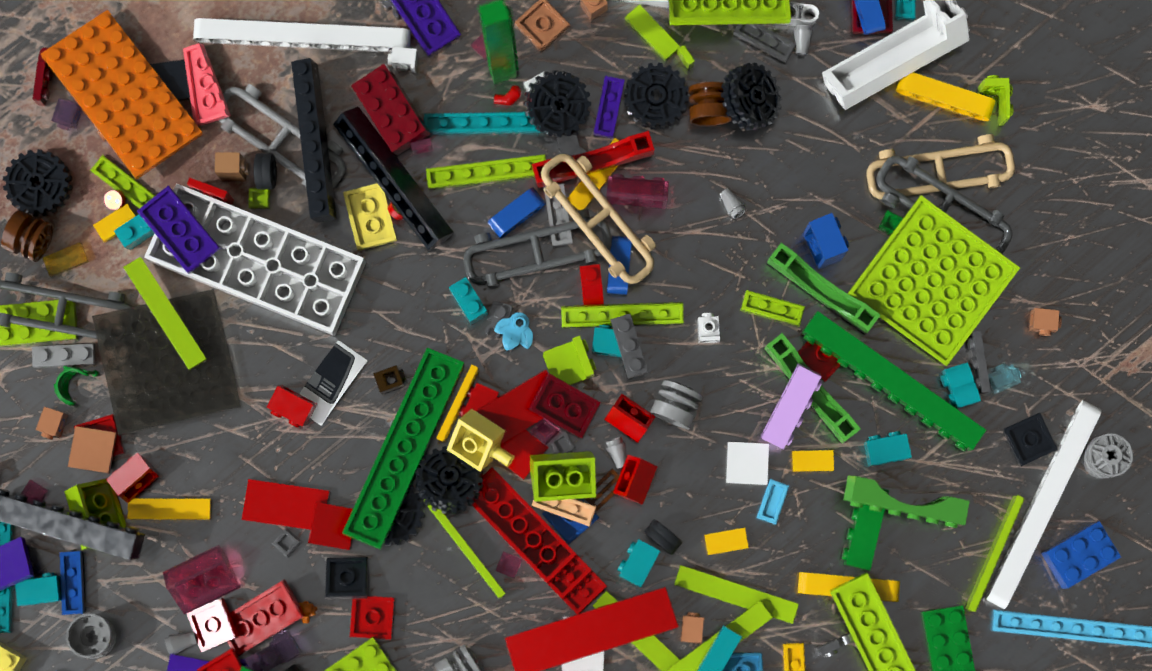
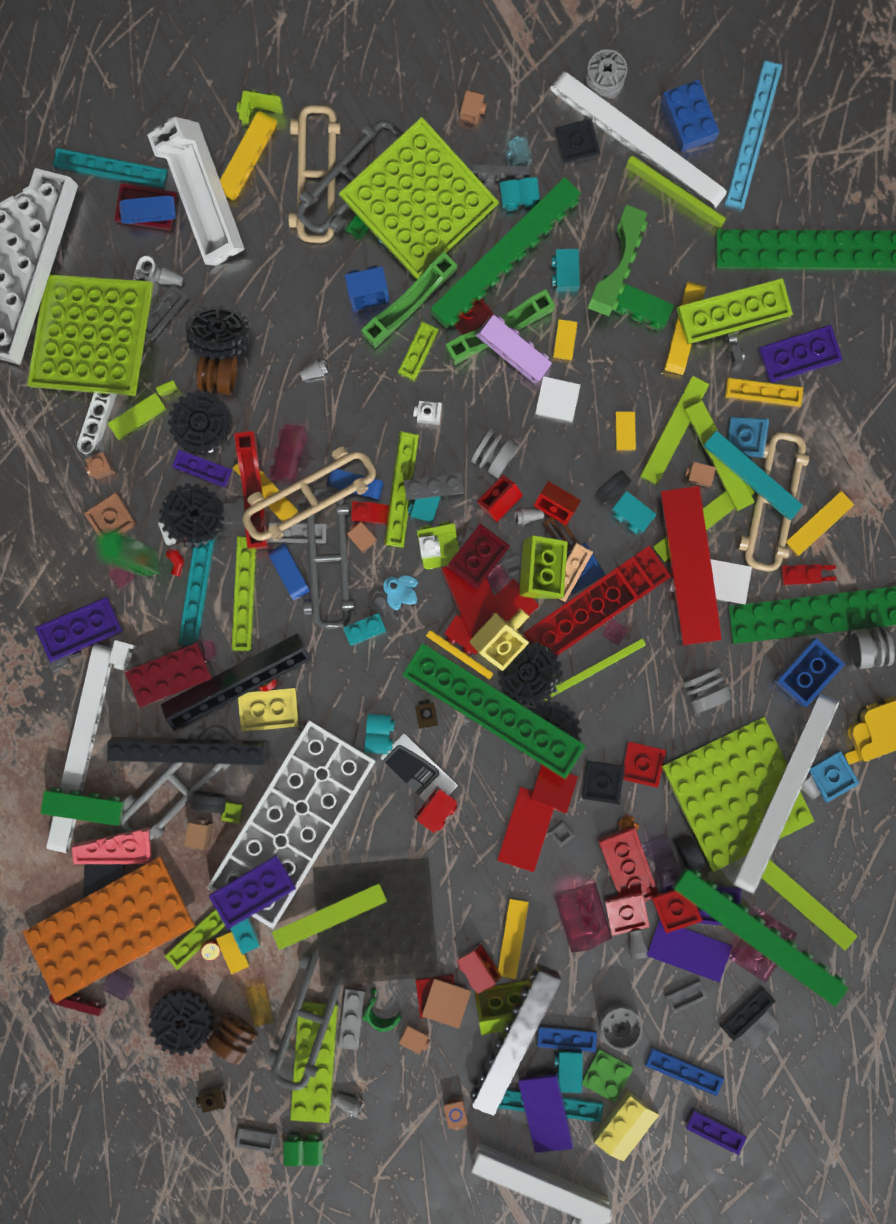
camera: 85 degrees left, 5 degrees up
(34, 491) = (476, 1063): clear pink tile -> none
(39, 632) = (607, 1075): none -> bright green plate
(209, 190) = (219, 857): red tile -> none
(240, 46) = (82, 807): none -> green brick
(362, 333) = (378, 734): none -> teal brick
(565, 281) = (361, 536): none -> nougat brick
(565, 352) = (429, 547): none -> white brick
(772, 501) = (596, 382): medium azure tile -> none

